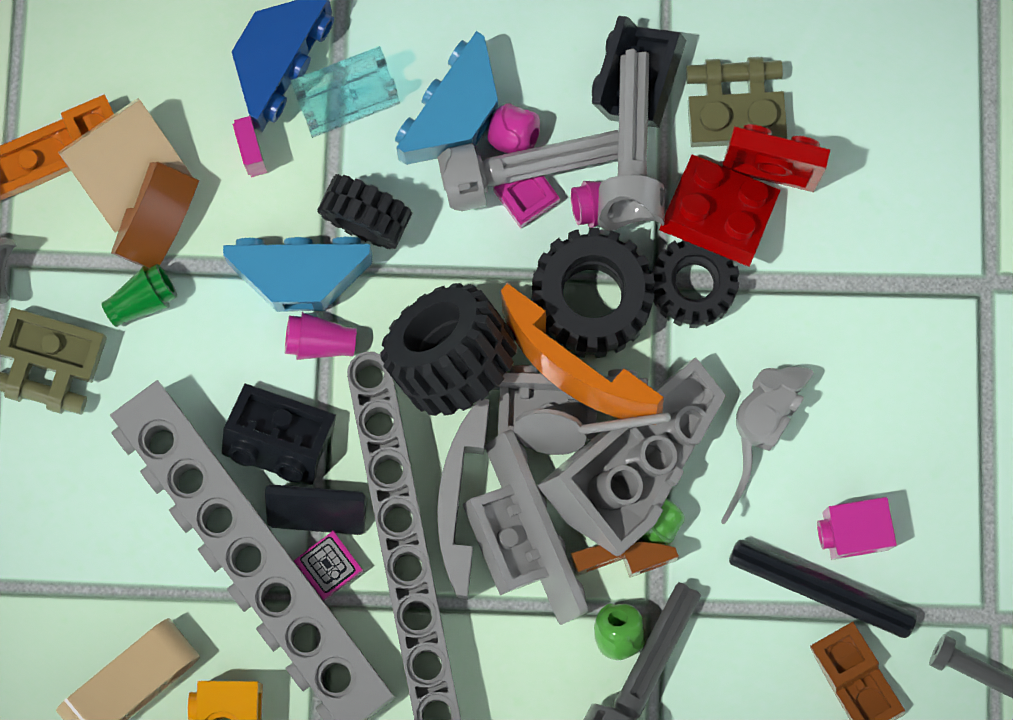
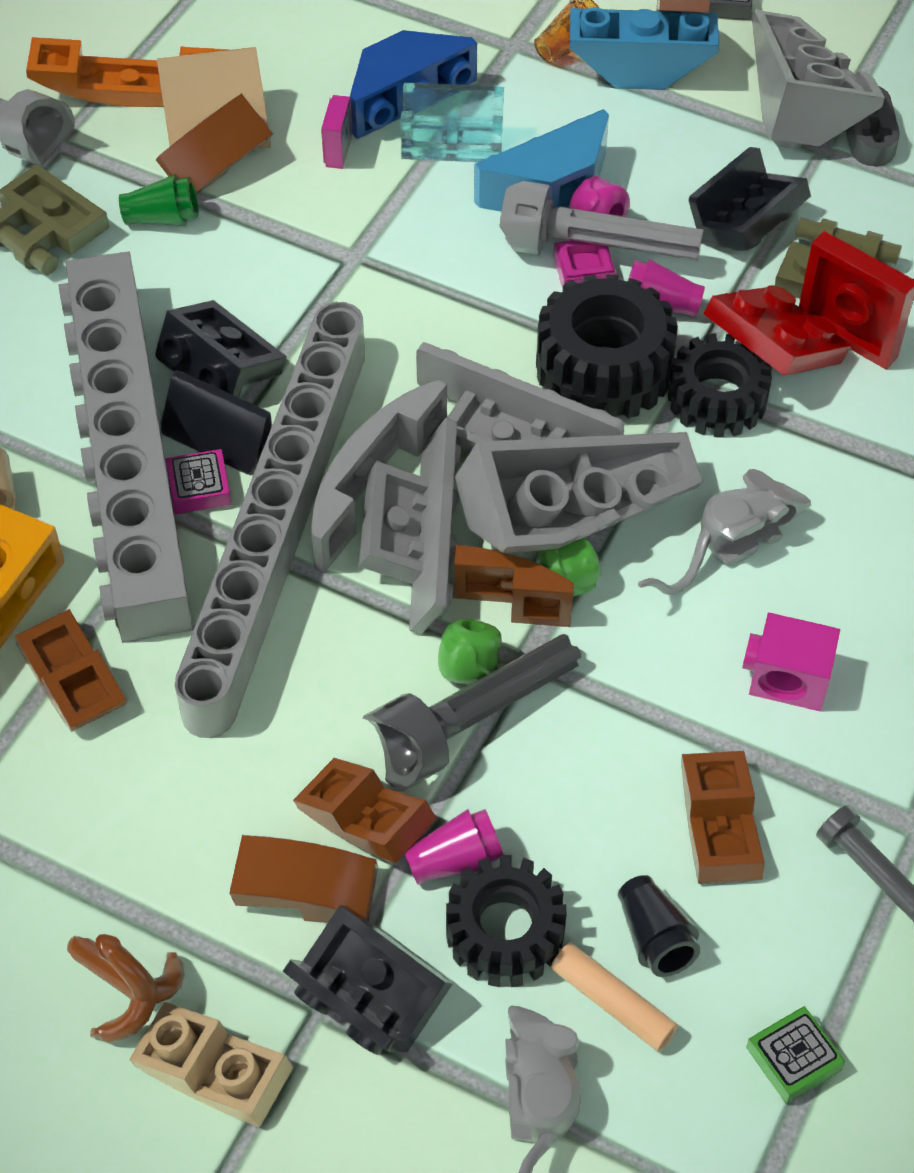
camera: 25 degrees right, 25 degrees down
(299, 272) = (325, 237): dark azure slope -> none
(318, 338) = (302, 288): dark pink cone -> none
(364, 211) = (414, 202): black tyre -> none
(448, 349) = (429, 321): black tyre -> none
(561, 434) = (499, 418): light grey piece -> none
(620, 398) = (577, 400): orange slope -> none
(632, 194) = (691, 261): light grey piece -> none
(823, 589) = (726, 711): black axle -> none

